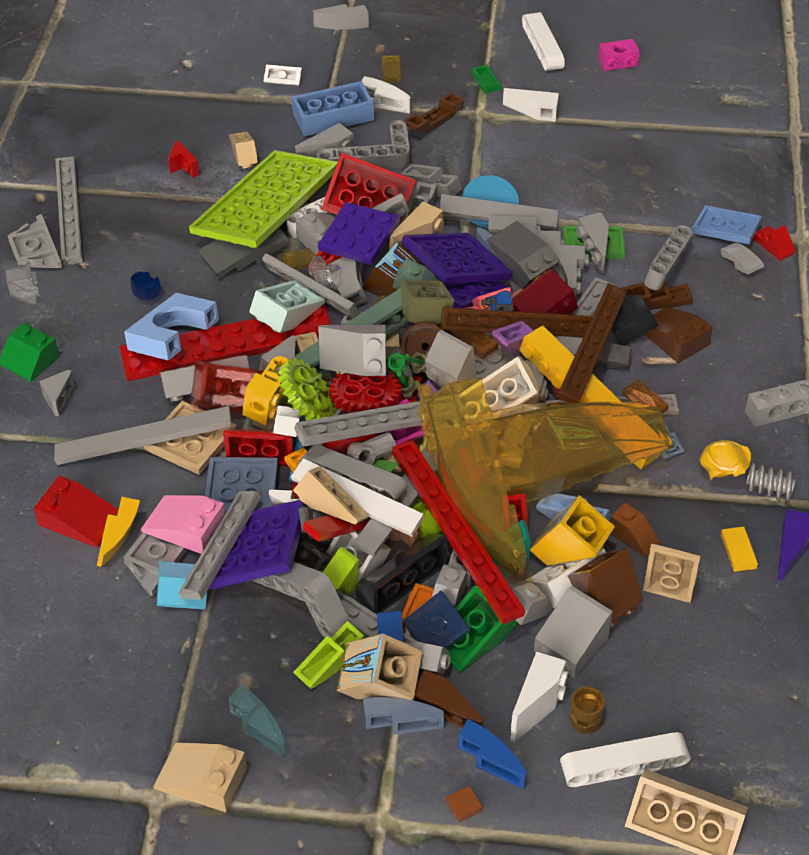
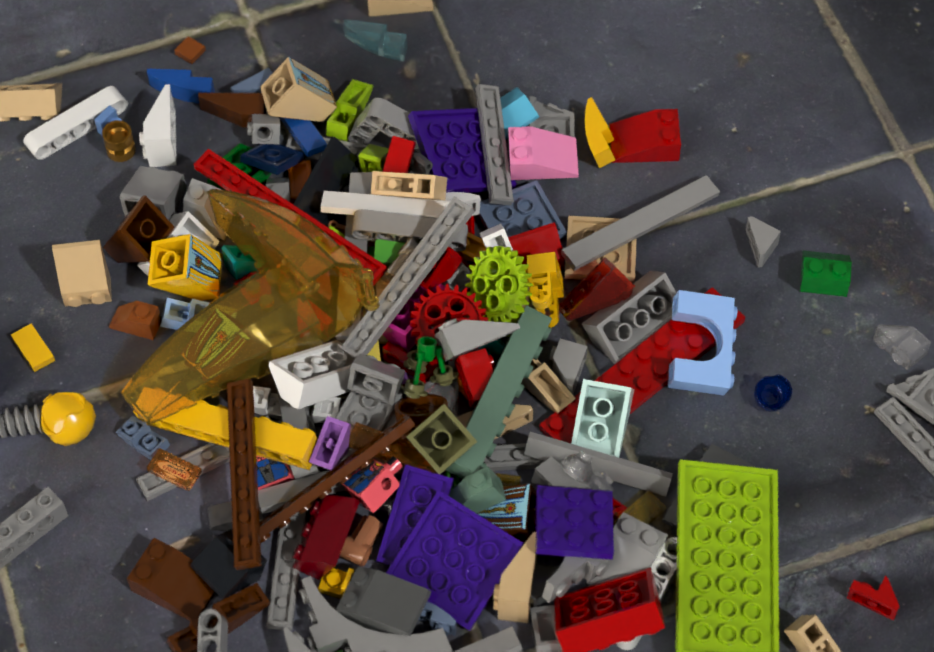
camera: 155 degrees right, 10 degrees up
(593, 740) = (105, 117): none -> medium blue tile

